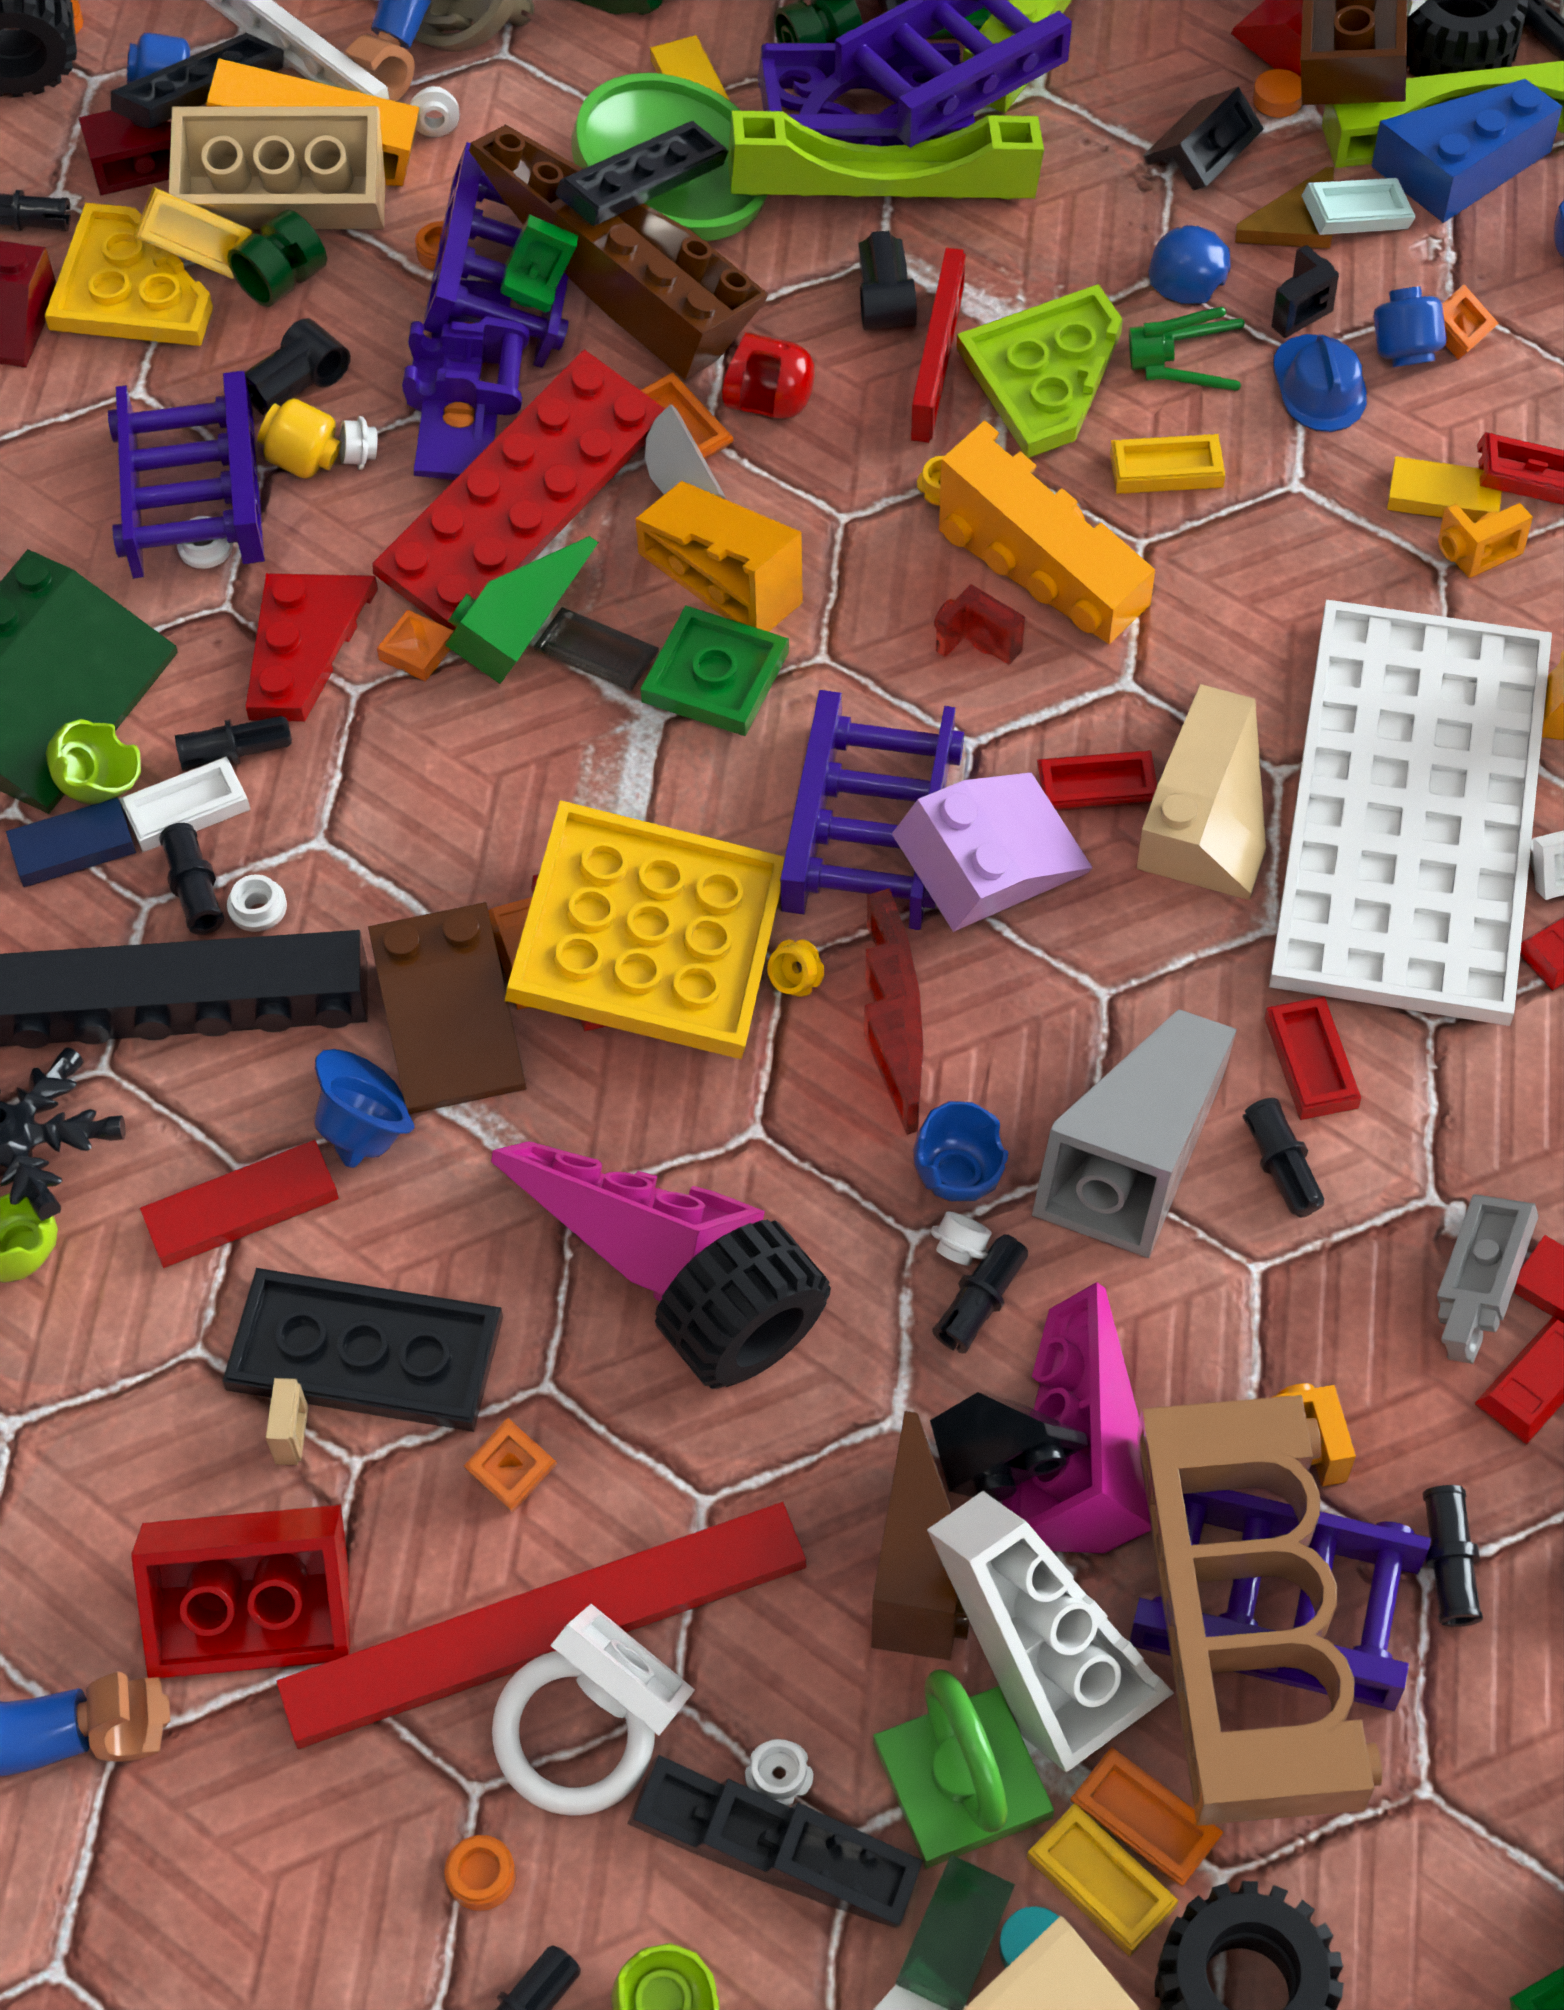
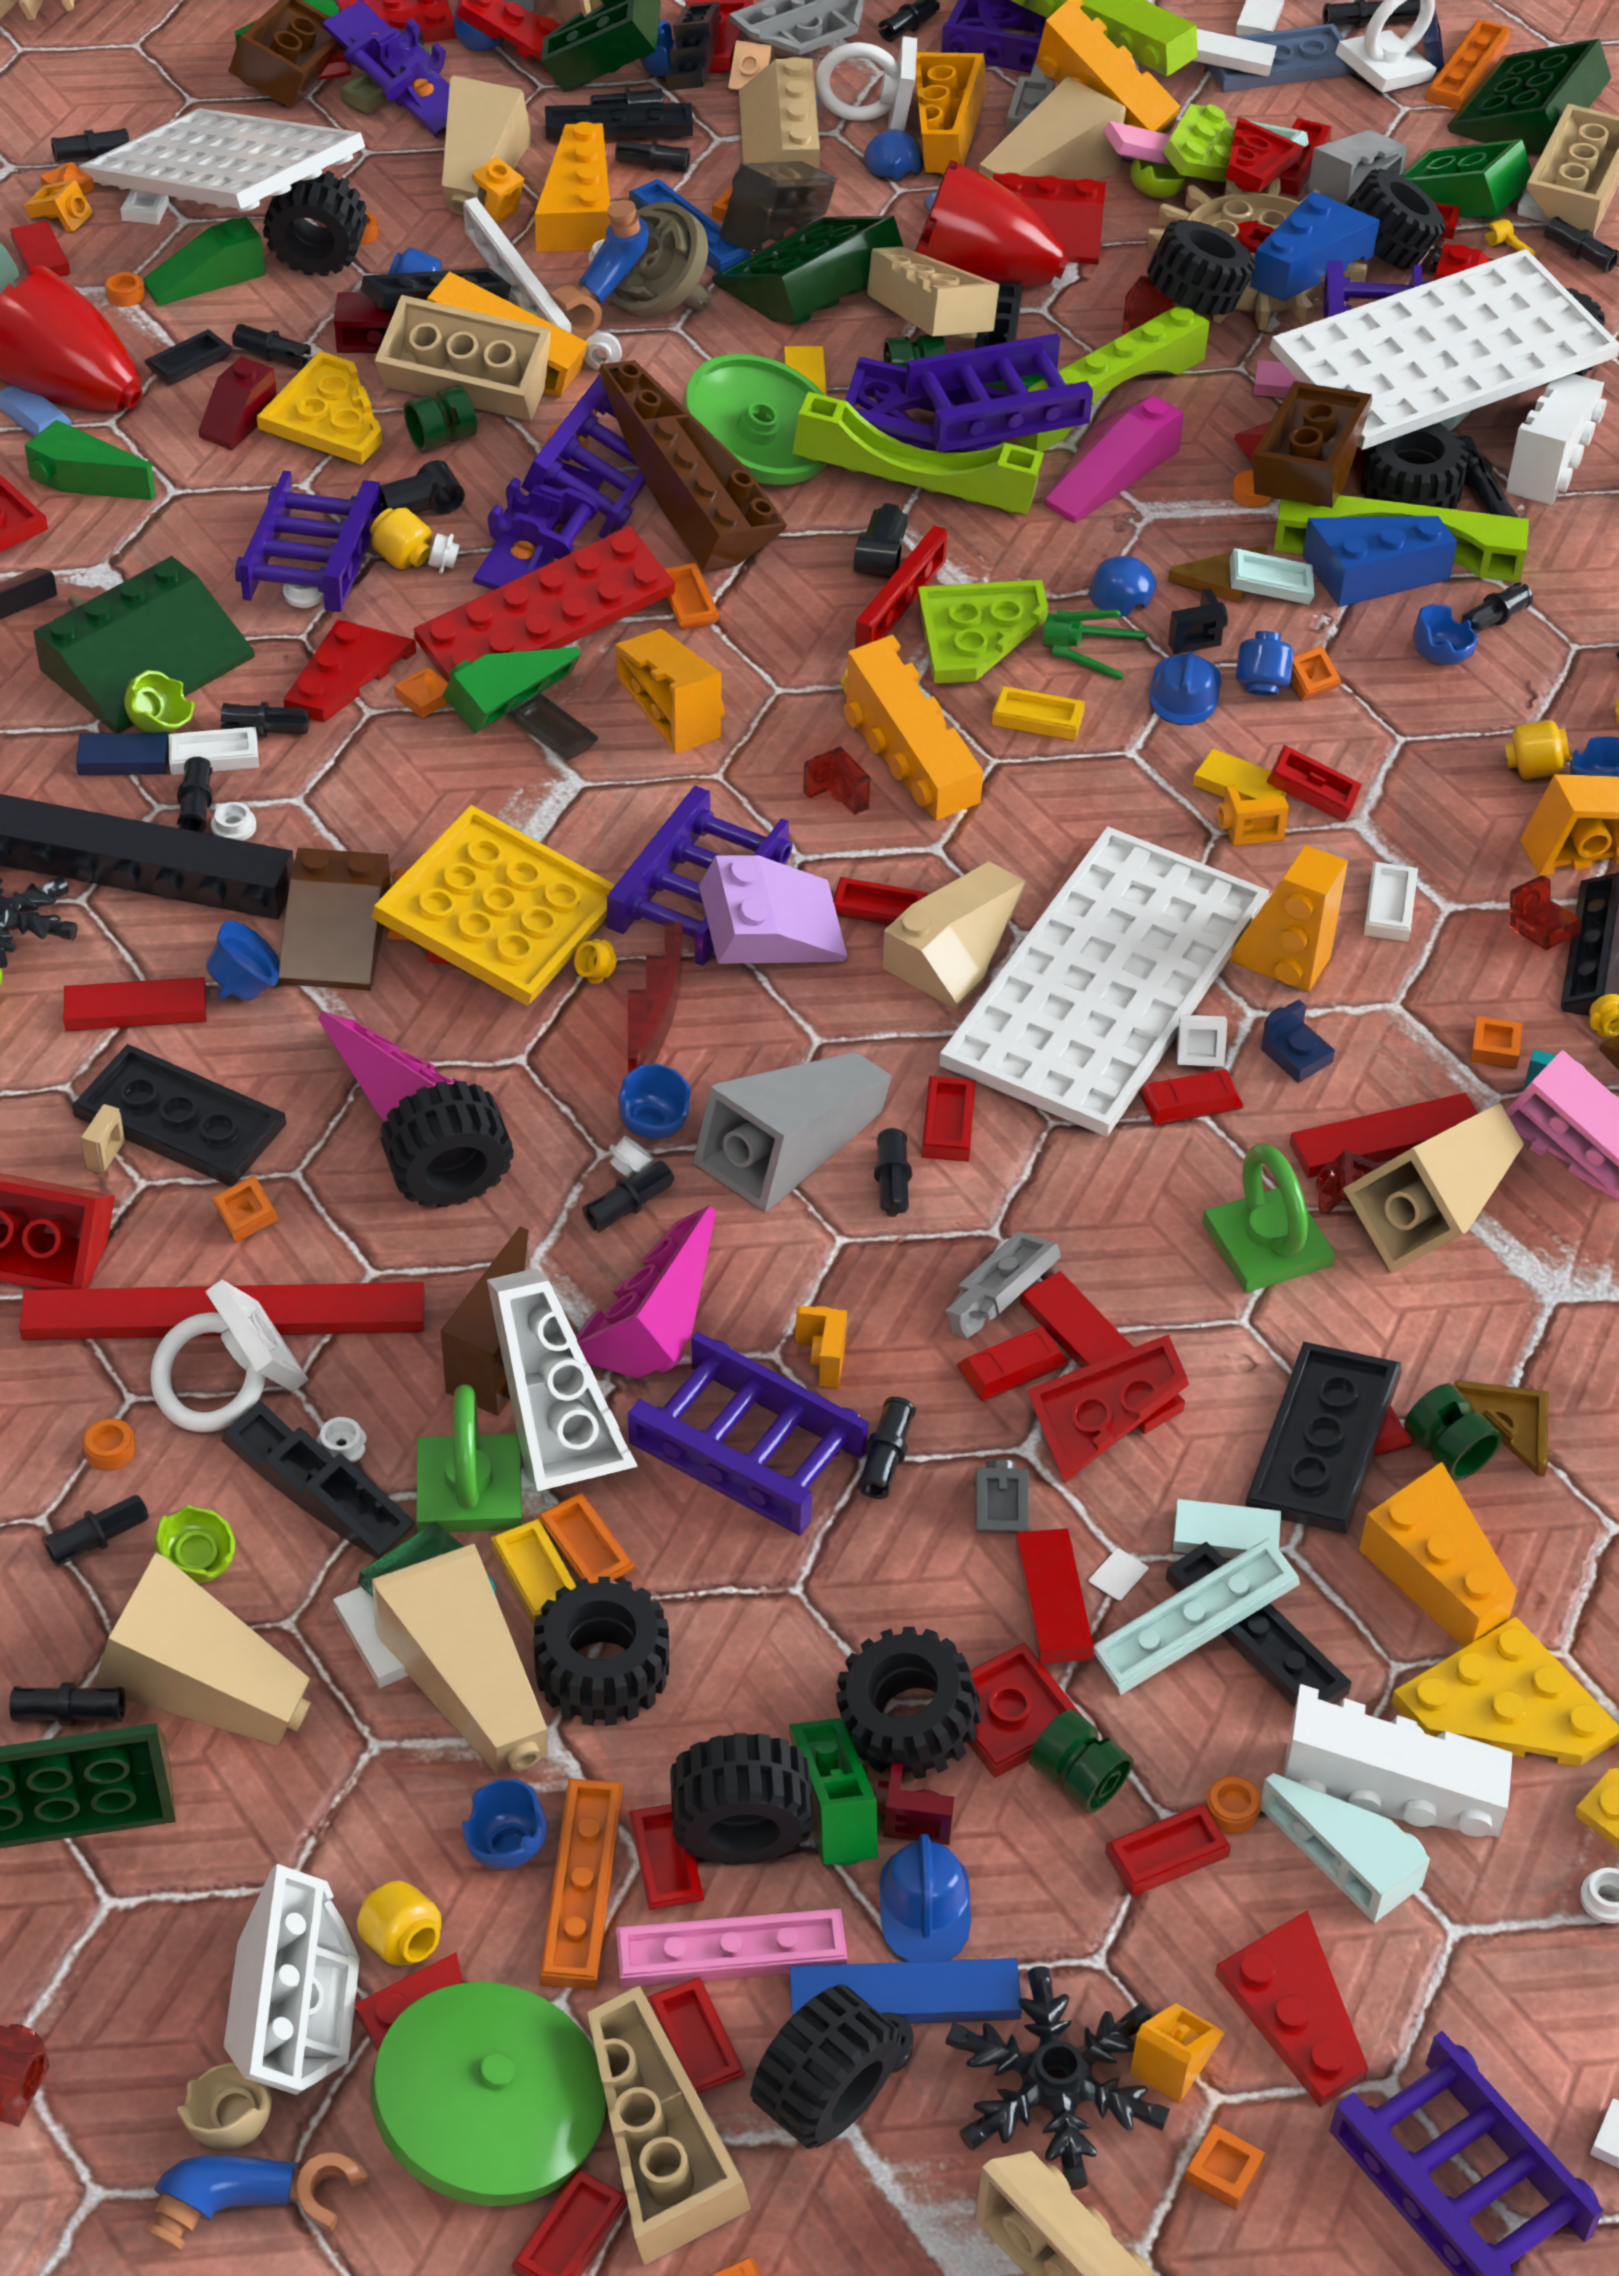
camera: 15 degrees right, 10 degrees down
(189, 231) = (382, 383): yellow tile -> none
(537, 263) = (619, 460): green bracket -> none
(641, 173) = (723, 417): black tile -> none
(675, 457) = (669, 612): light grey tile -> none
(715, 670) = (631, 760): green plate -> none
(769, 377) = (770, 584): red helmet -> none
(999, 1445) = (590, 1282): black slope -> none
(1103, 90) = (1116, 456): none -> dark pink wedge
(1208, 137) = (1181, 505): black panel -> none
(1262, 1770) = (689, 1518): medium nougat fence -> none

